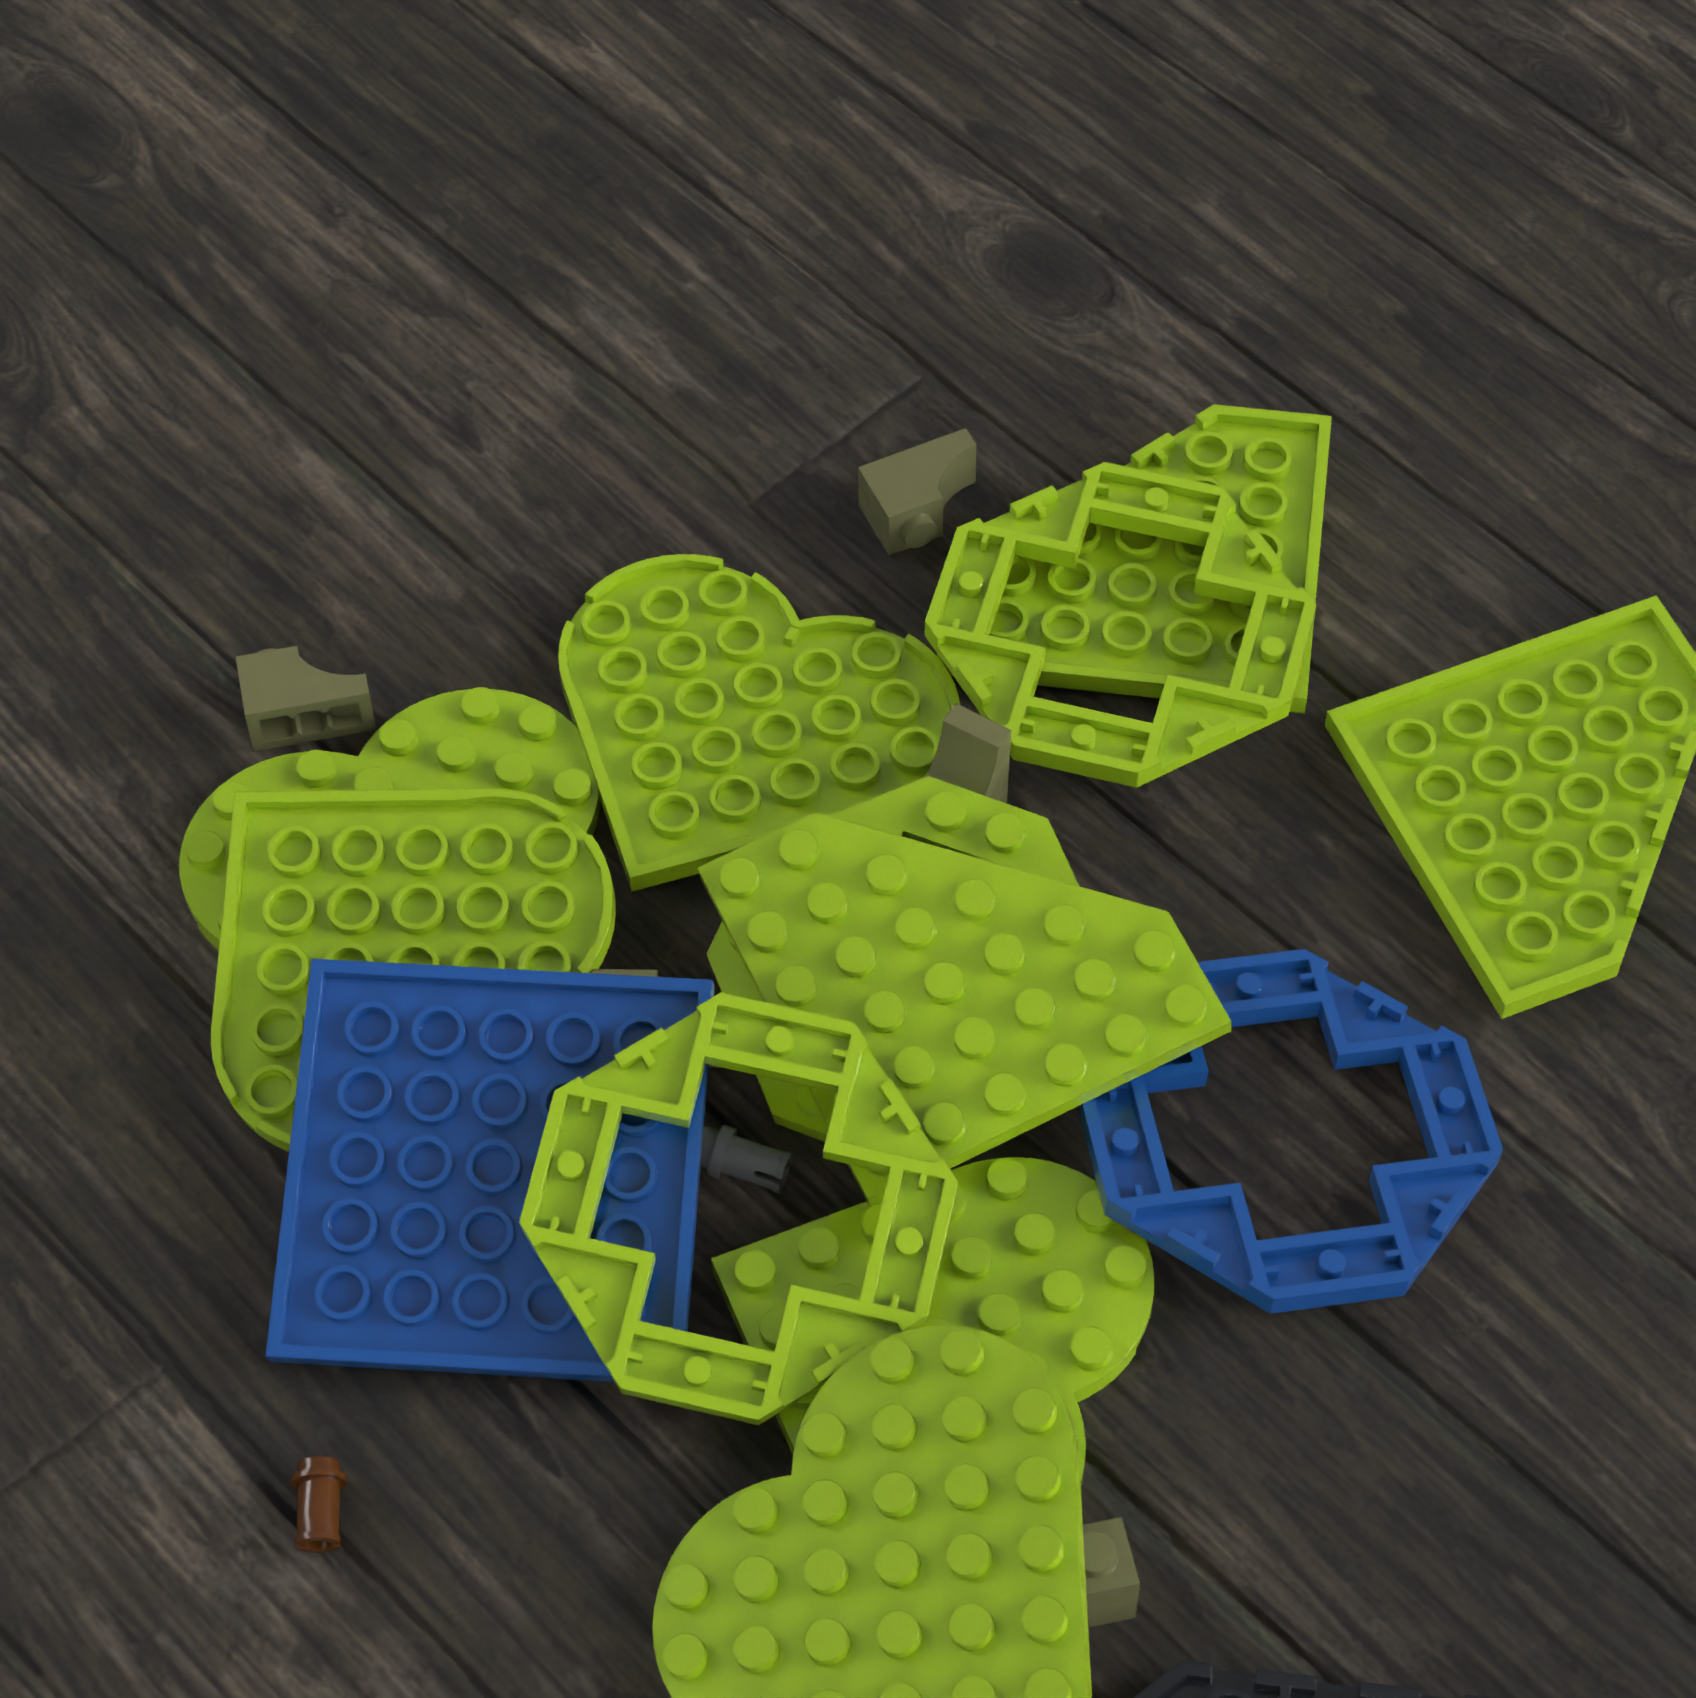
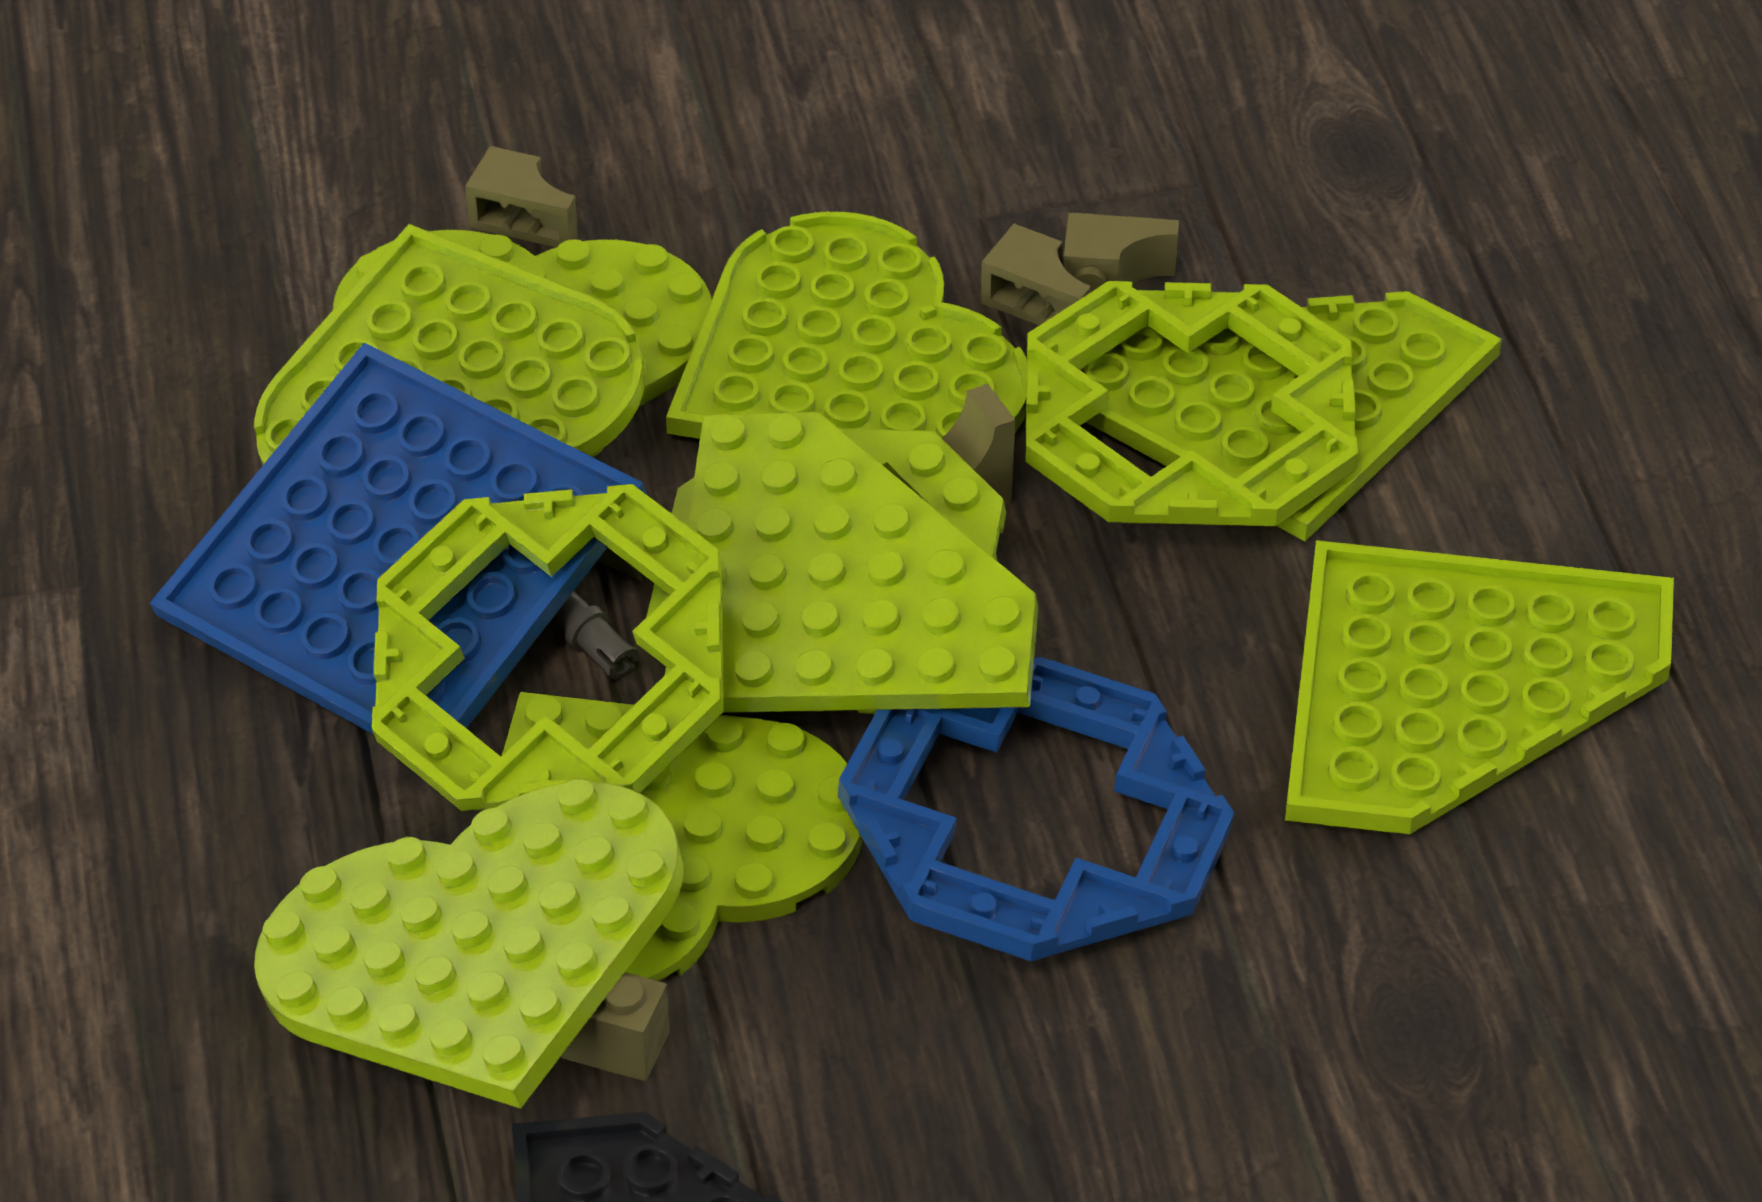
camera: 30 degrees right, 10 degrees down
(318, 1503) = (118, 706): reddish brown pin -> none
(869, 557) = (1027, 277): none -> olive arch

